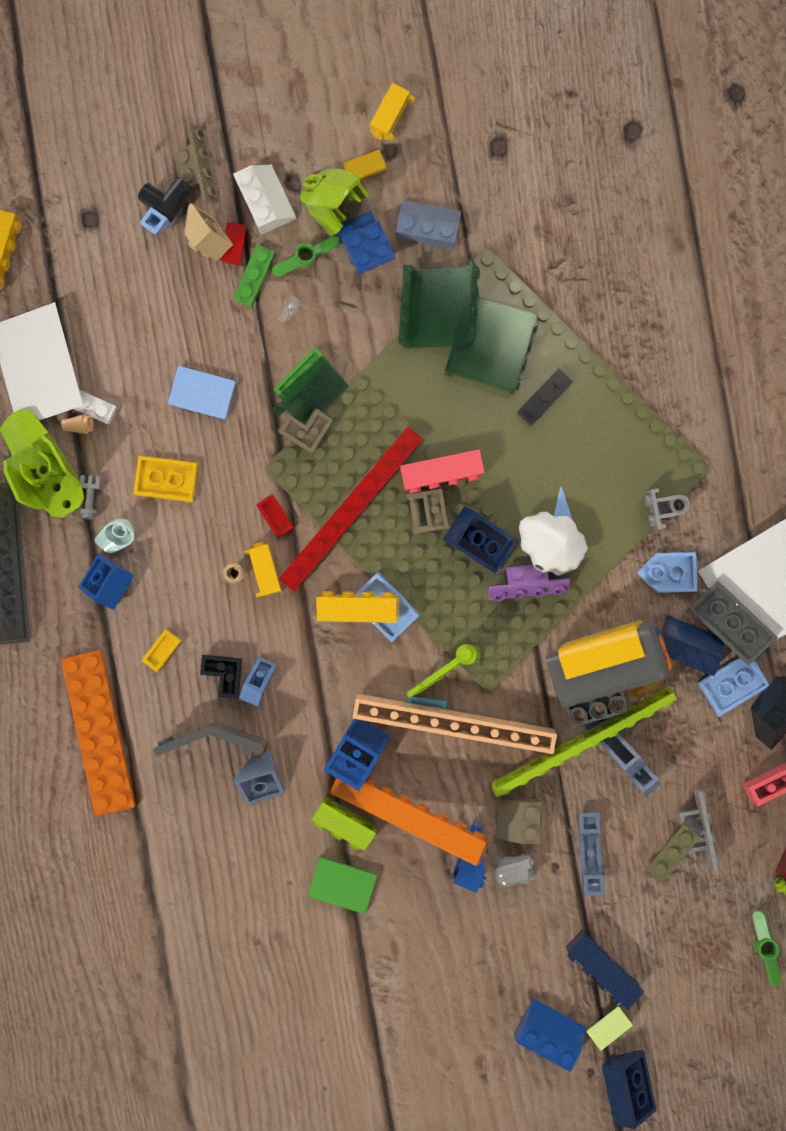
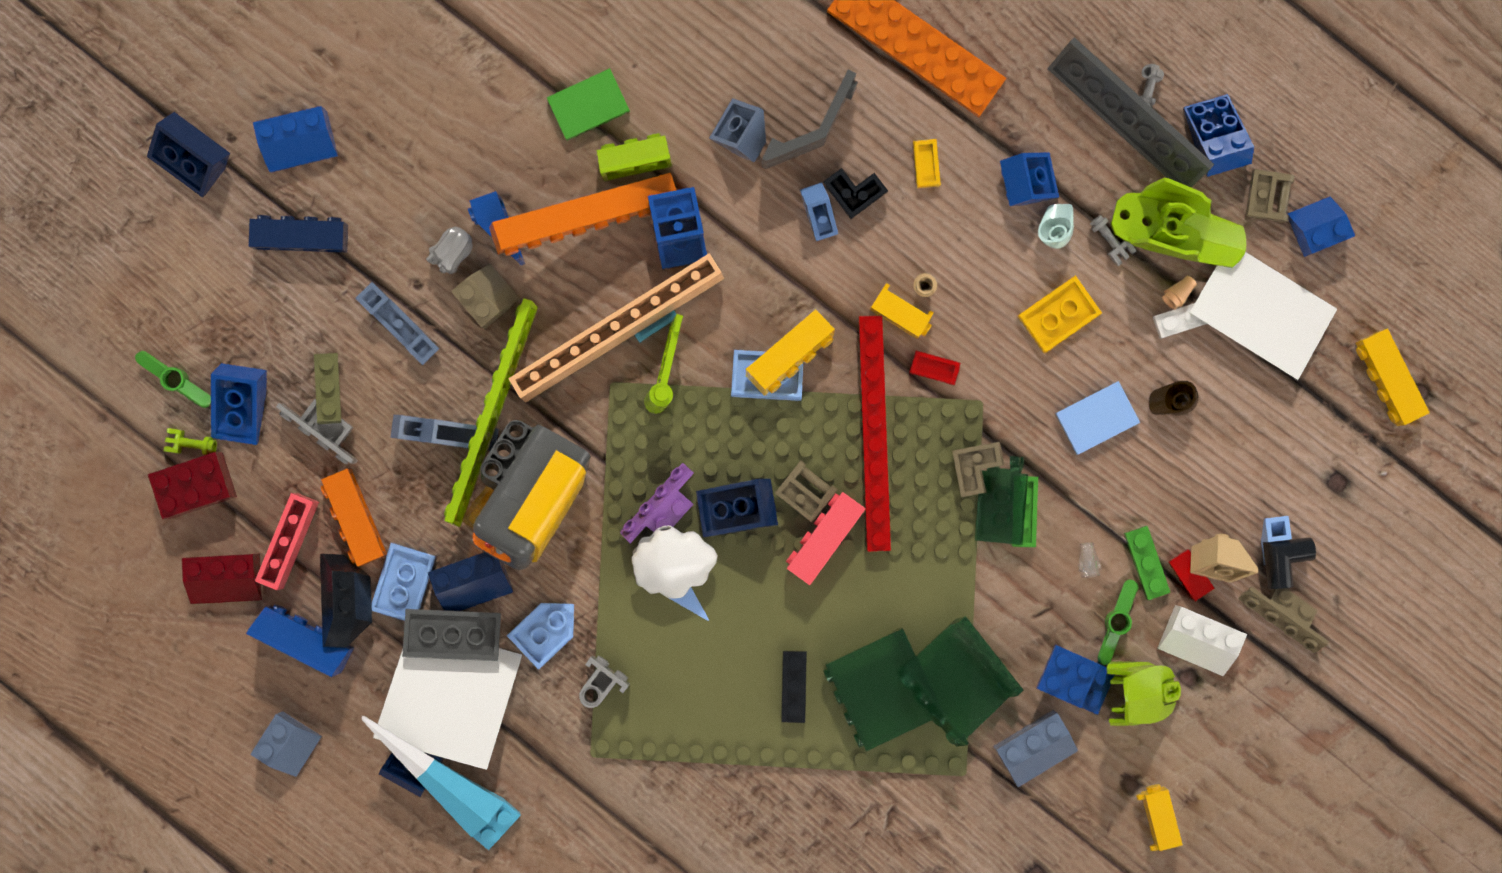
camera: 140 degrees right, 0 degrees up
(144, 363) = (1173, 397): none -> dark brown cap
(366, 165) = (1139, 749): yellow tile -> none
(609, 1028) = (250, 190): yellowish green hinge -> none
(728, 754) = (354, 517): none -> orange brick
(739, 895) = (237, 403): none -> blue slope

